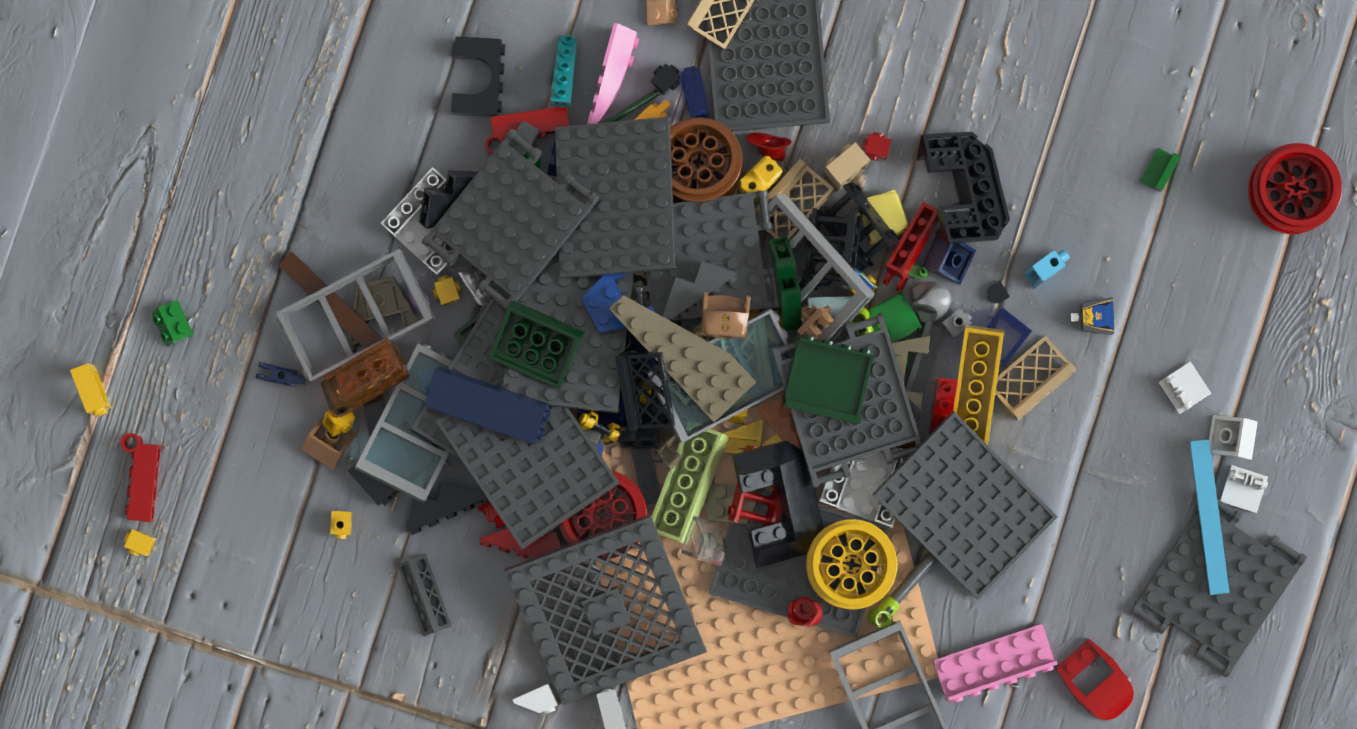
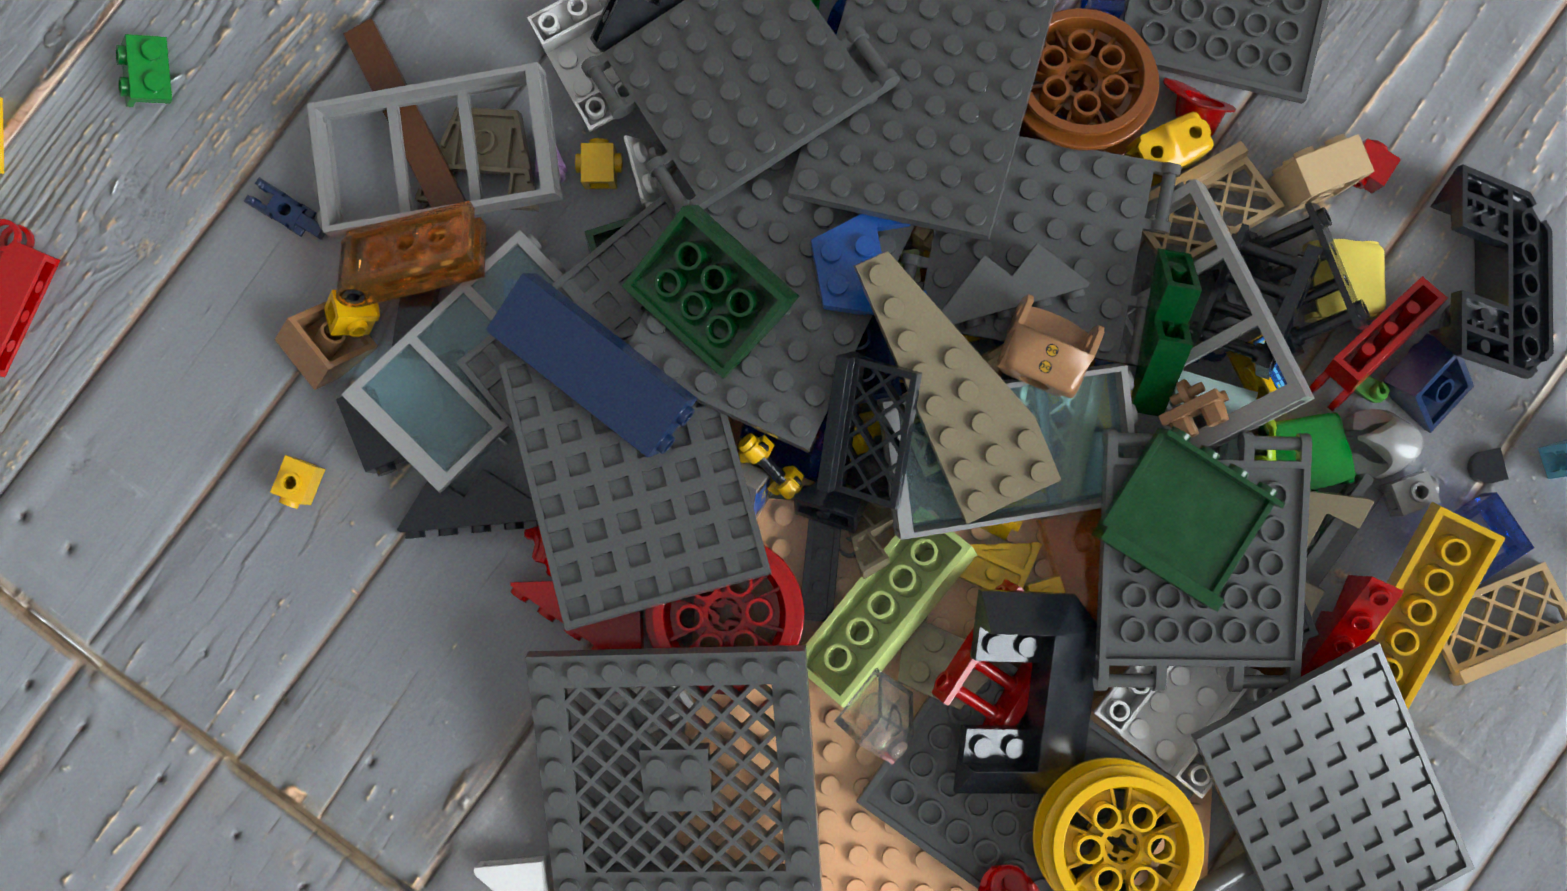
camera: 20 degrees right, 0 degrees up
(420, 596) = (383, 647): dark grey fence -> none

